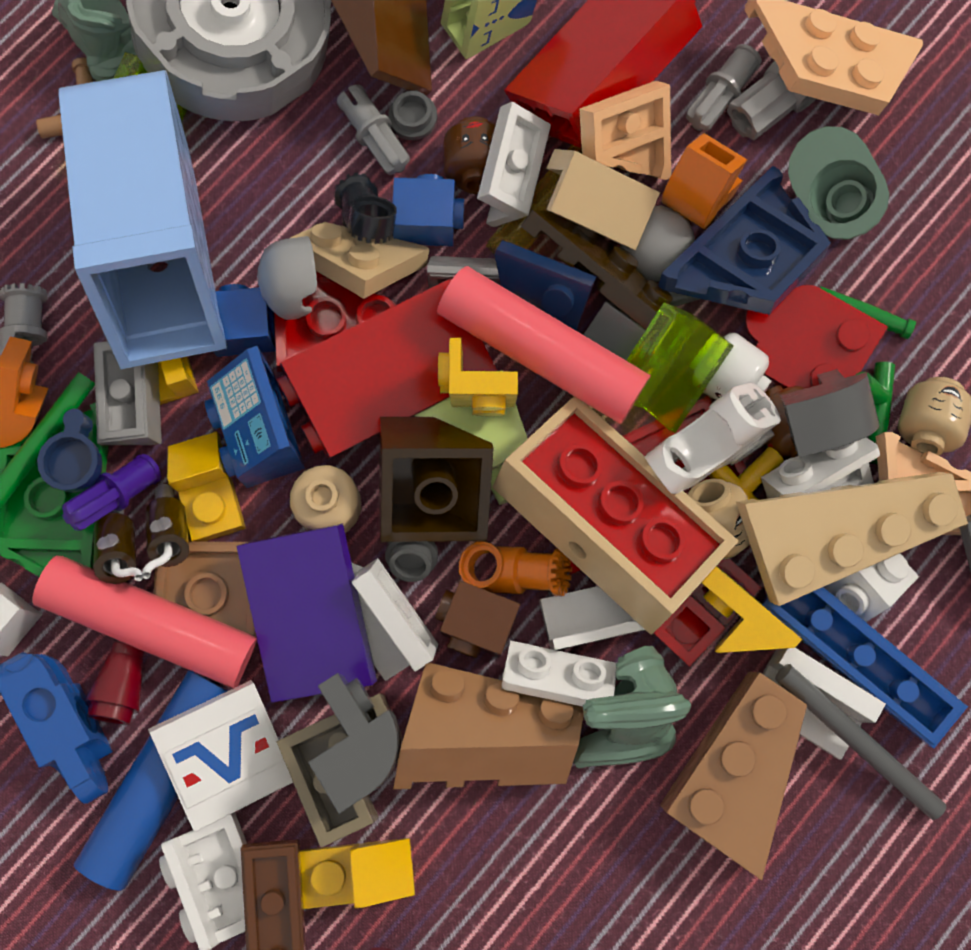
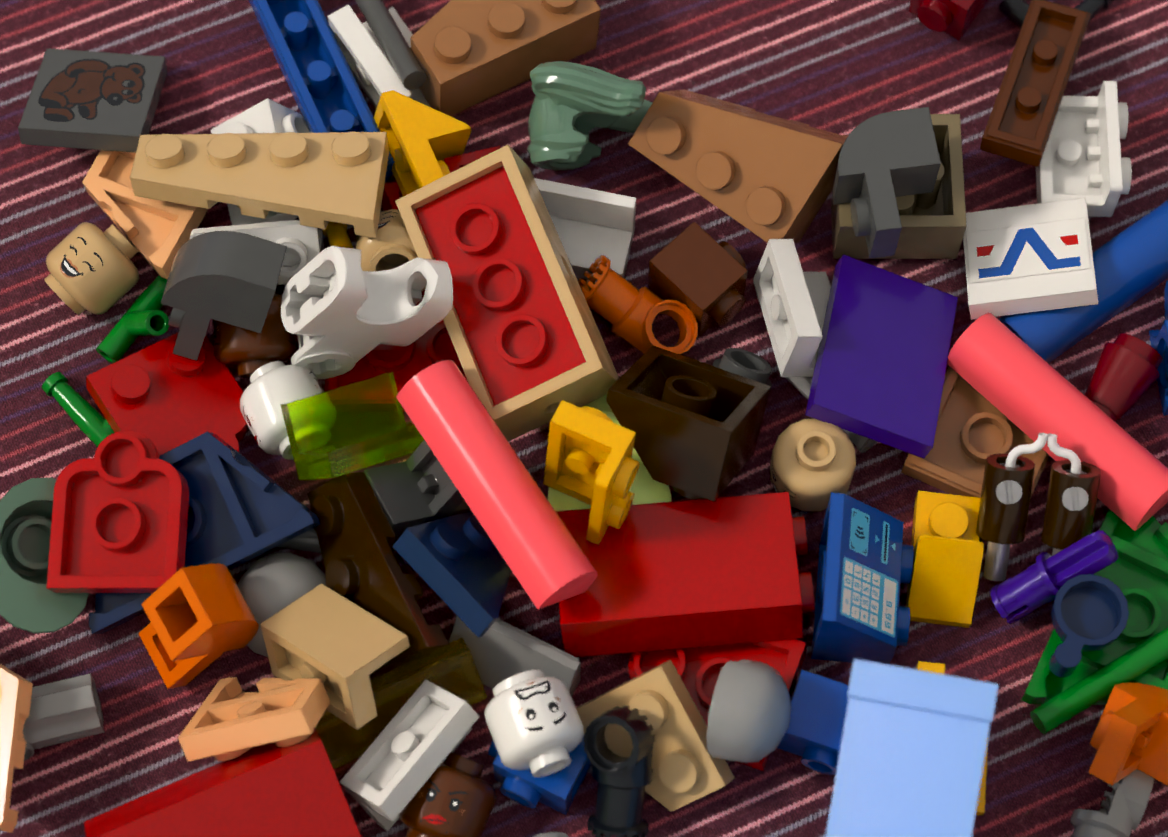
camera: 155 degrees left, 10 degrees down
(126, 401) = (1015, 662): light grey slope -> none
(357, 874) = (921, 85): yellow slope -> none
(434, 199) = (534, 723): none -> white head
(557, 674) = (642, 168): white bracket -> none
(723, 87) = (93, 758): light grey axle -> none
(797, 220) = (118, 520): none -> red plate

